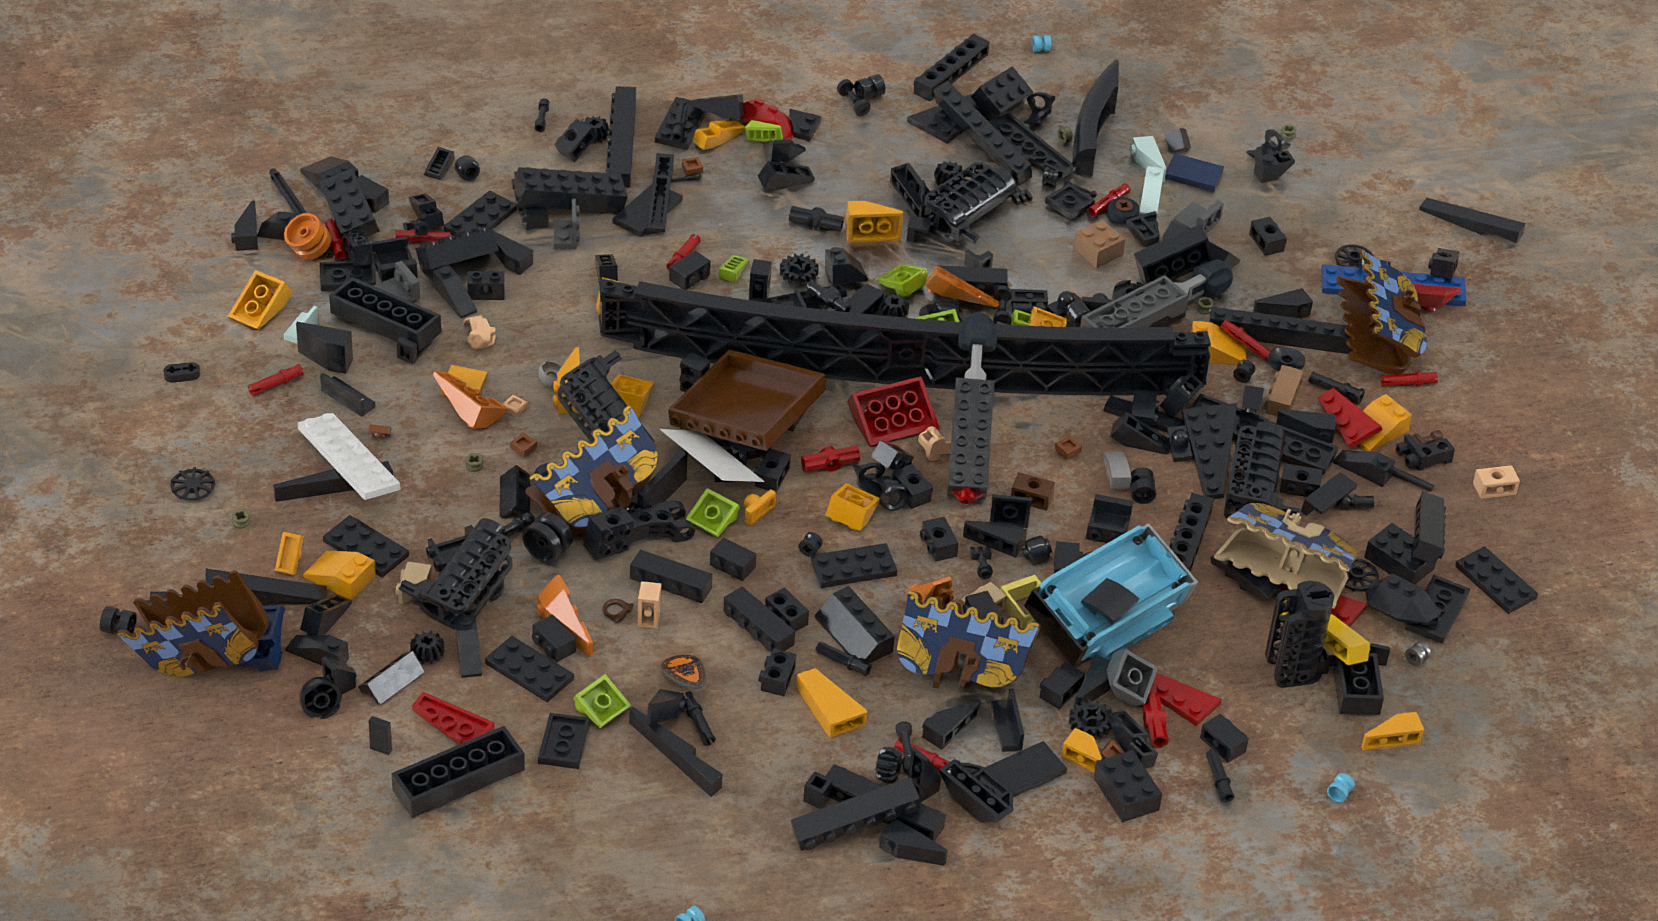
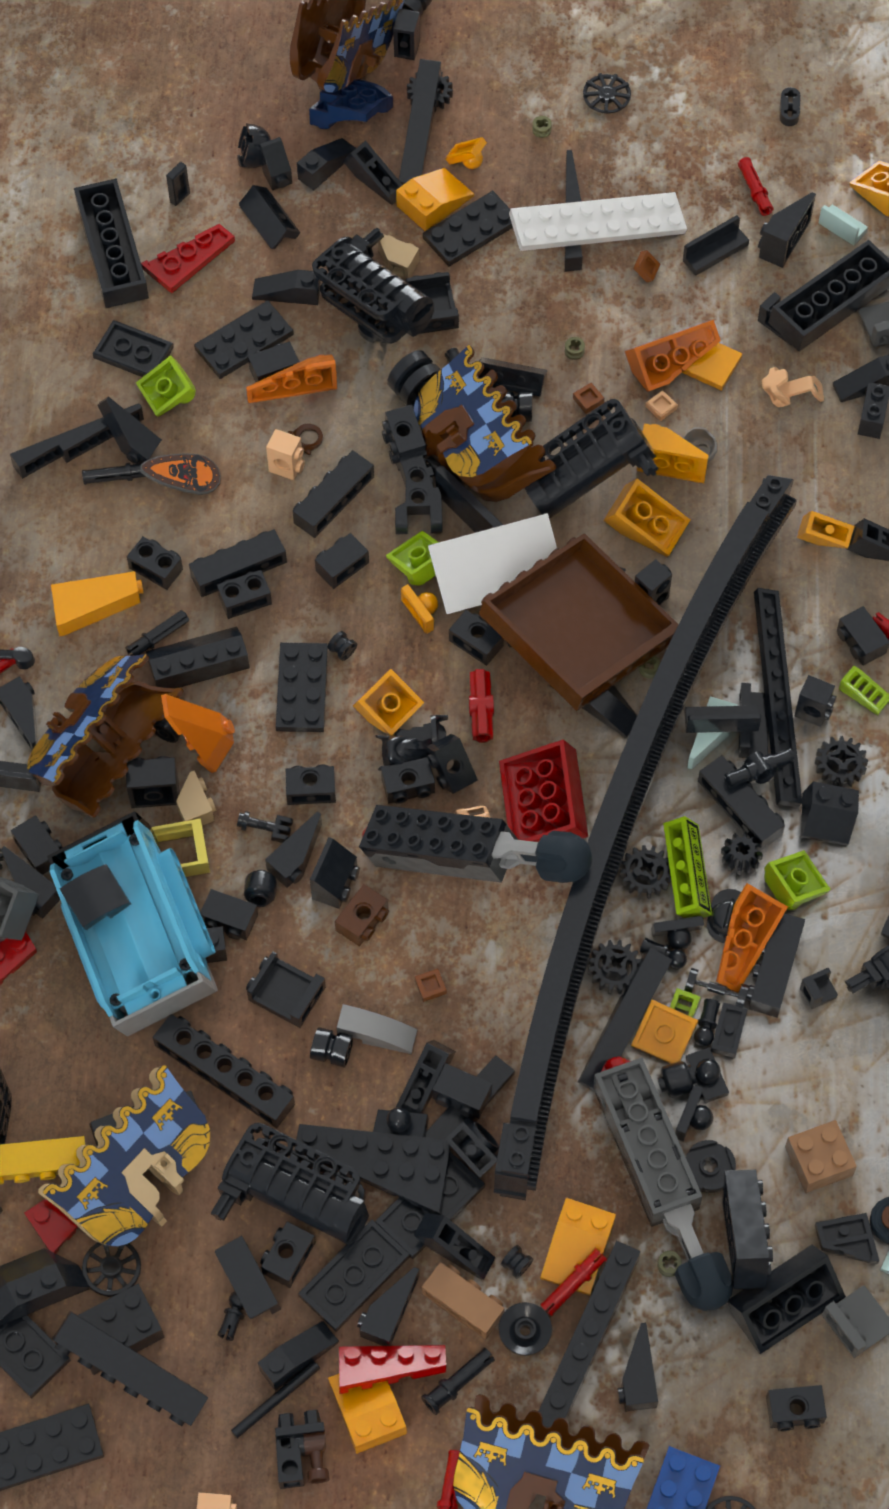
camera: 110 degrees right, 20 degrees up
(427, 647) = (297, 251): black gear -> none

